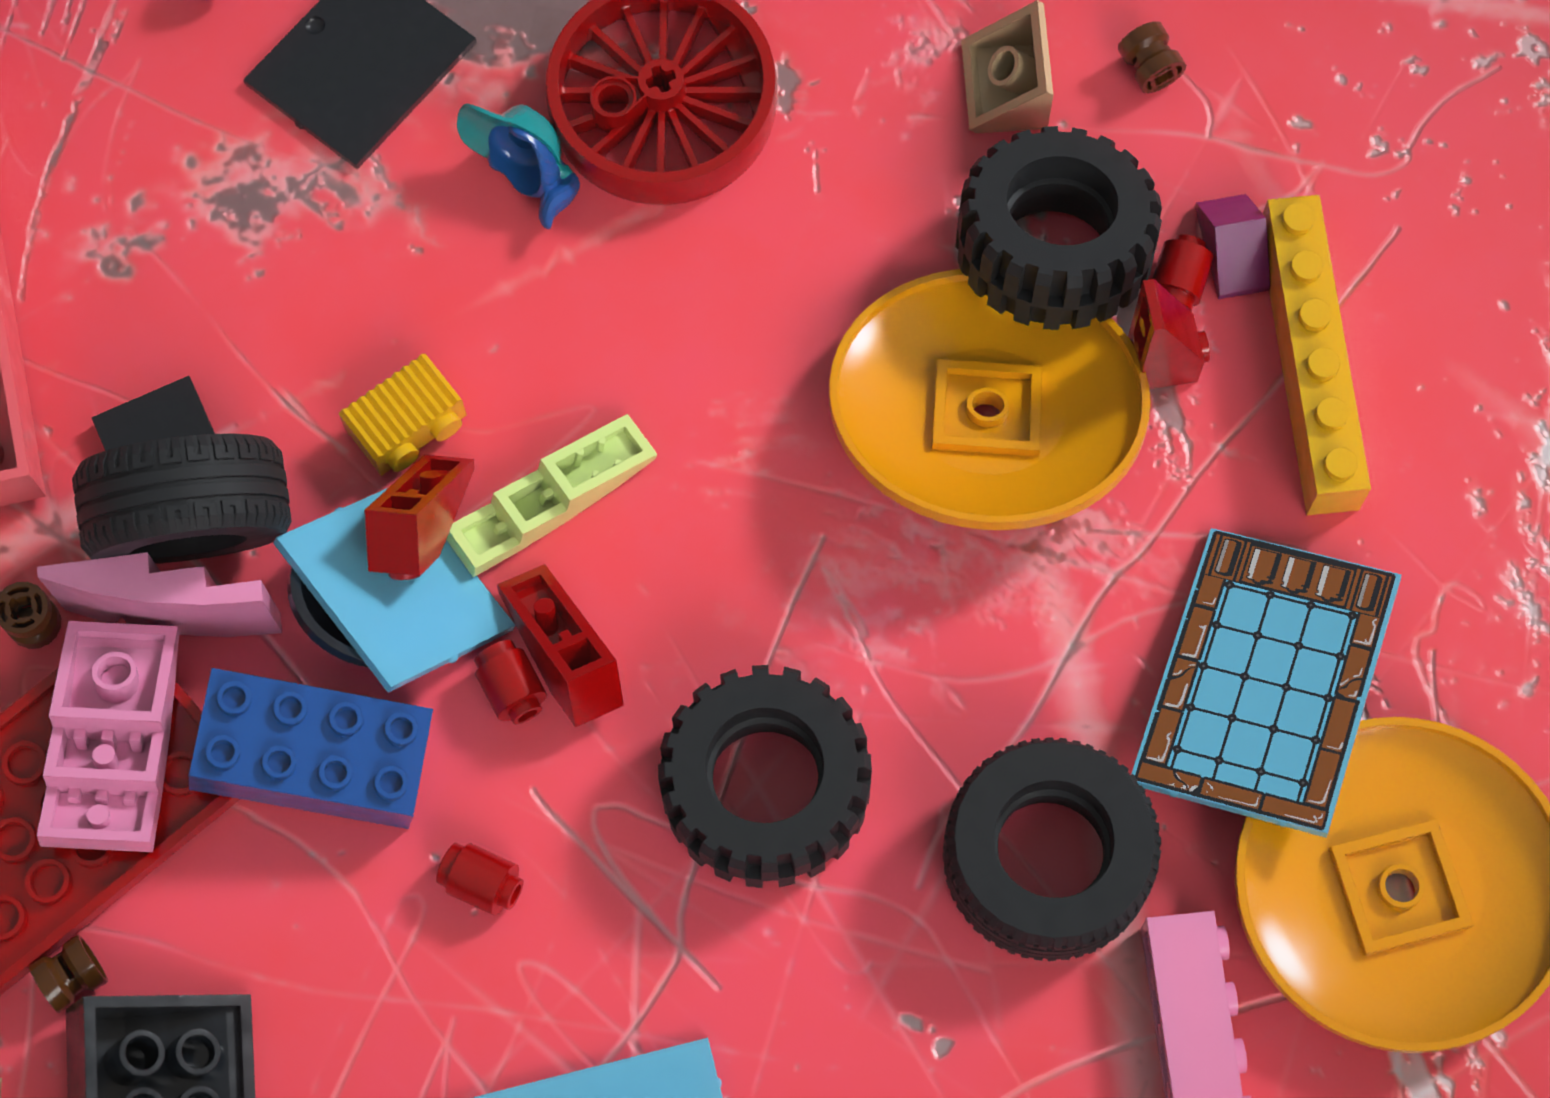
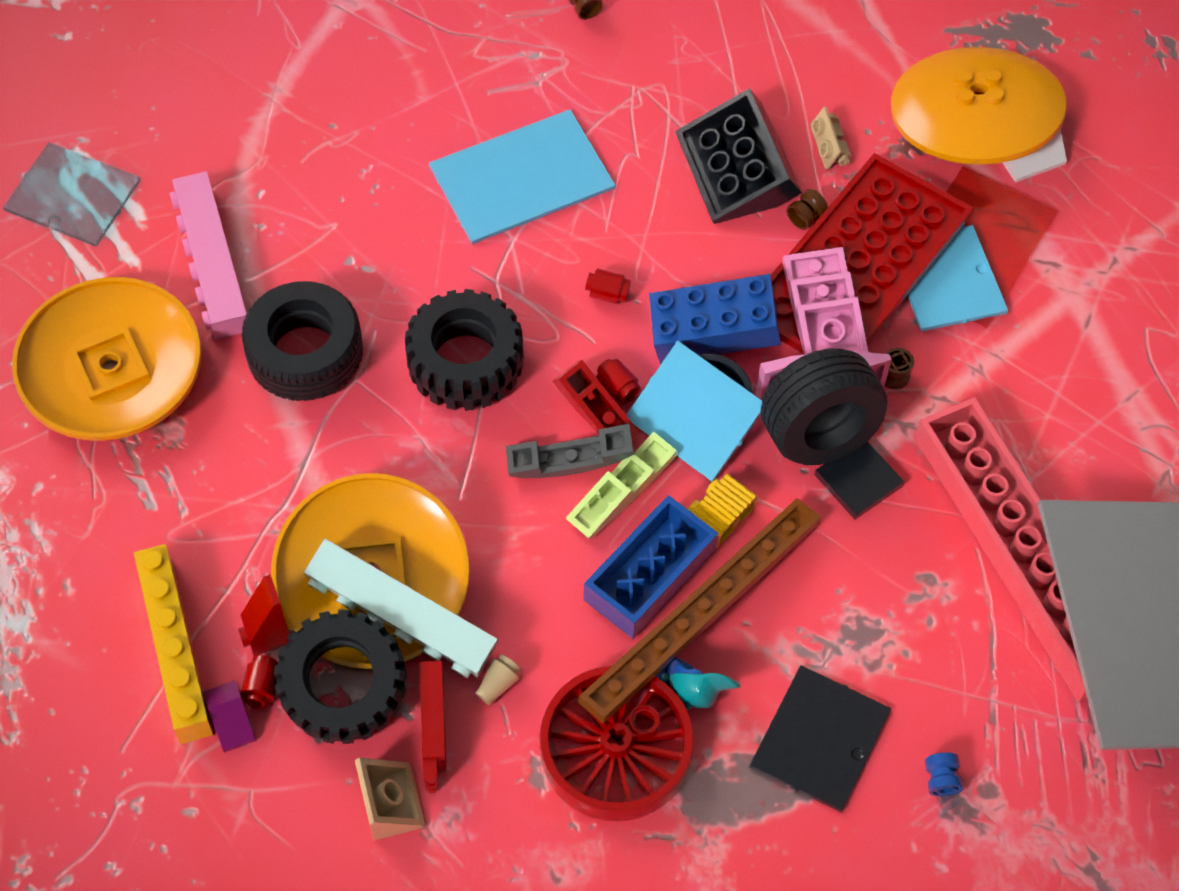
camera: 165 degrees right, 10 degrees down
(415, 516) = (692, 447): red slope -> none
(476, 245) = (698, 611): none -> dark orange plate
(542, 331) = (650, 566): none -> blue brick
(623, 563) = (570, 457): none -> dark grey slope
(815, 217) = (498, 678): none -> tan cone
(927, 161) = (432, 723): none -> red hinge
(952, 316) = (401, 608): none -> light aqua brick
(1152, 57) = (293, 826): reddish brown wheel -> none
(1267, 682) = (189, 449): piece -> none

